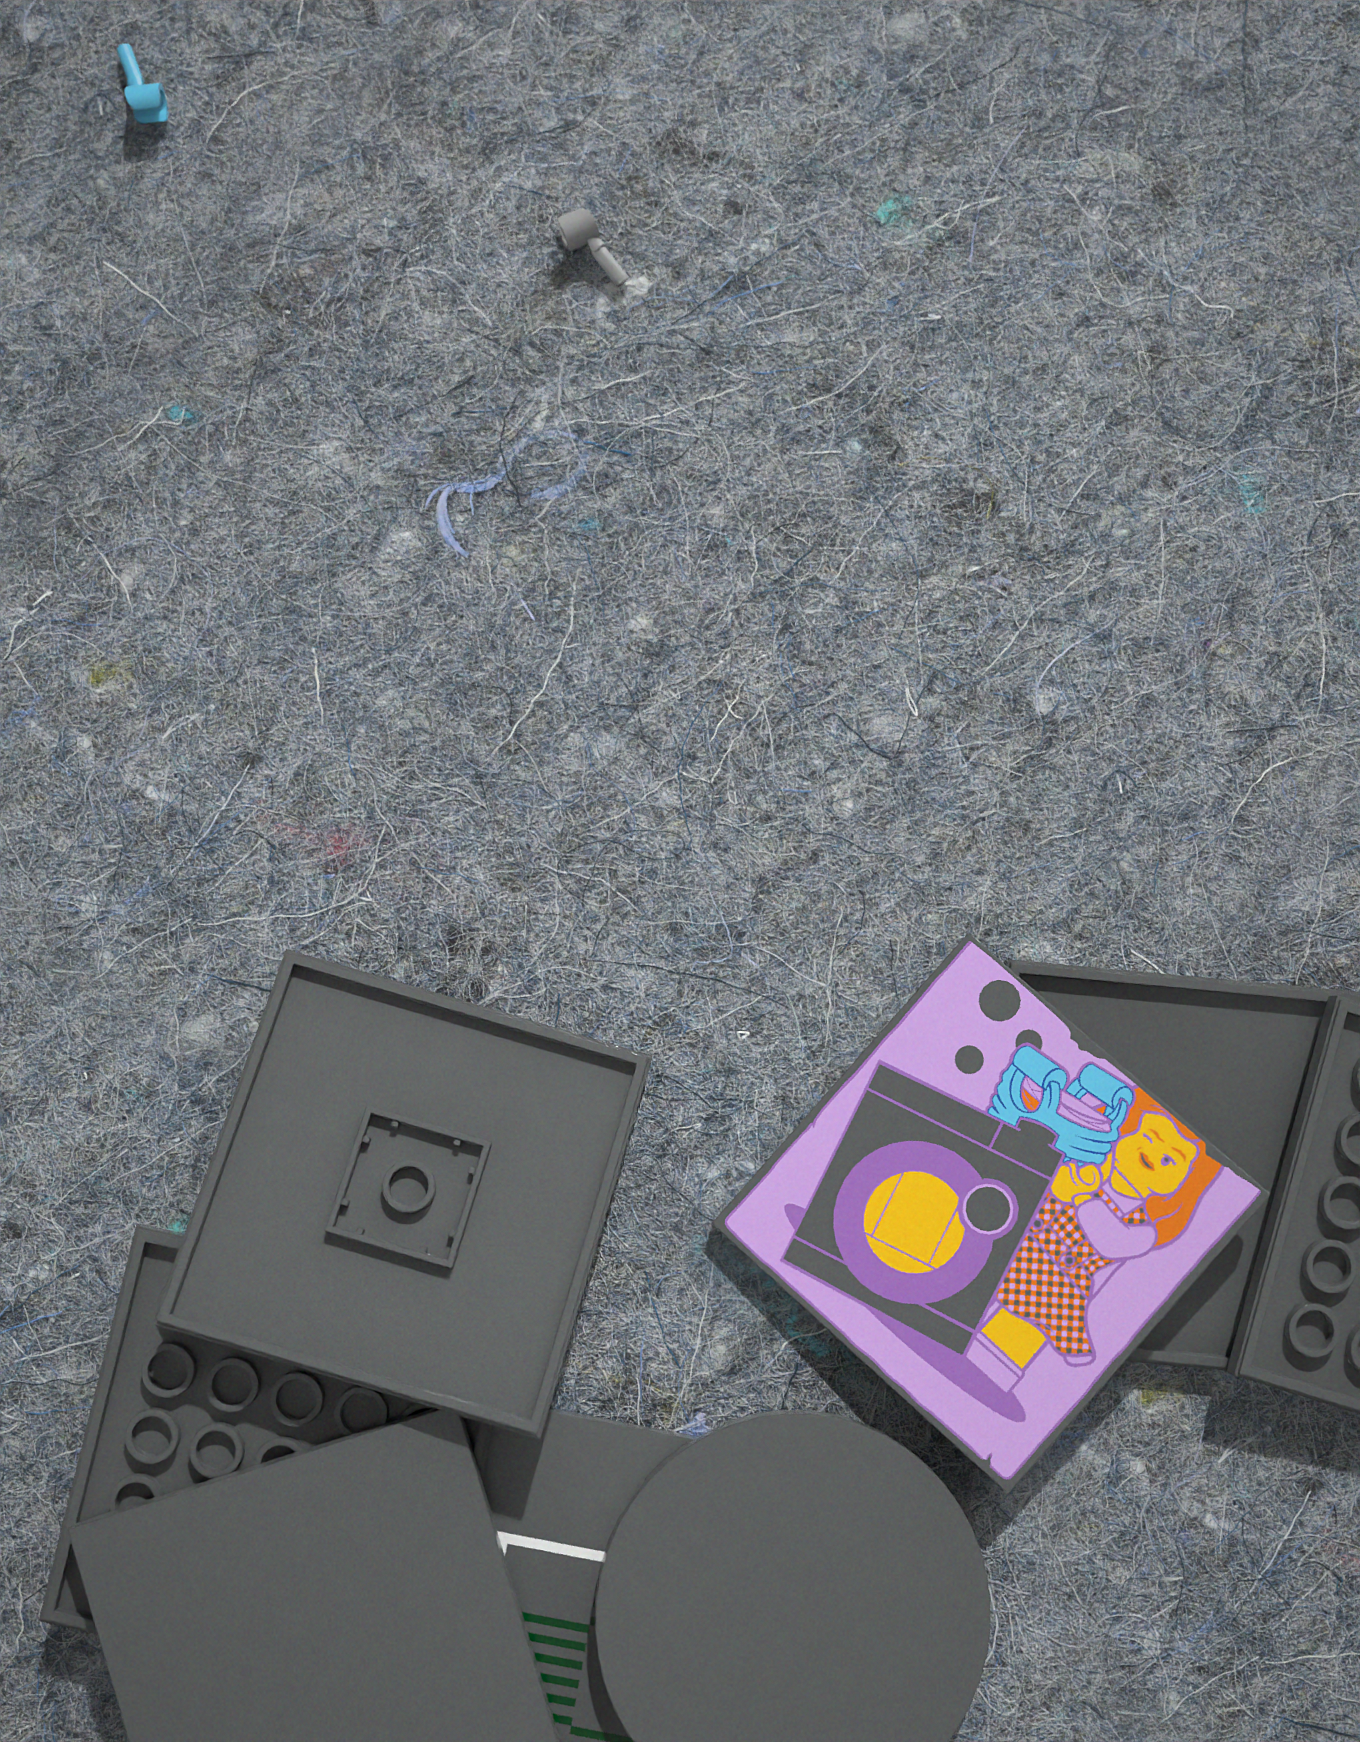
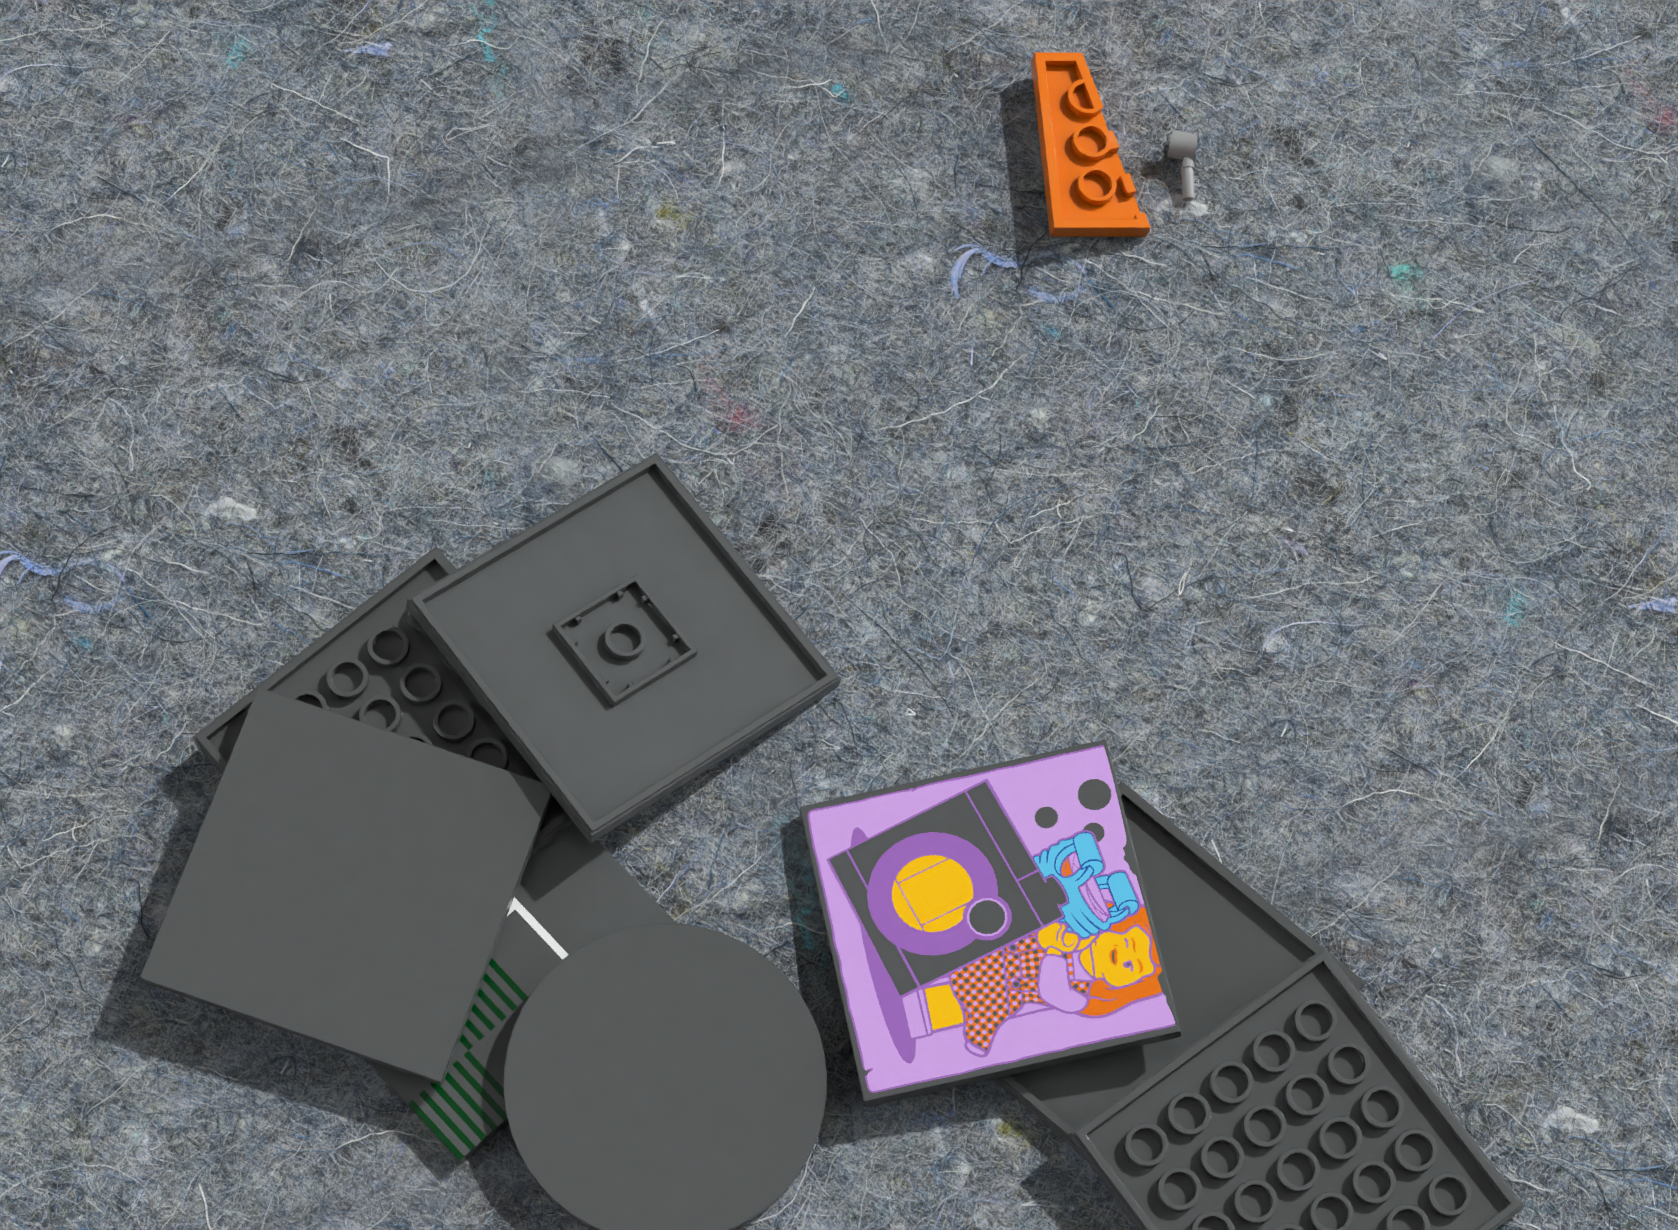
camera: 35 degrees right, 15 degrees down
(493, 326) = (1079, 154): none -> orange wing

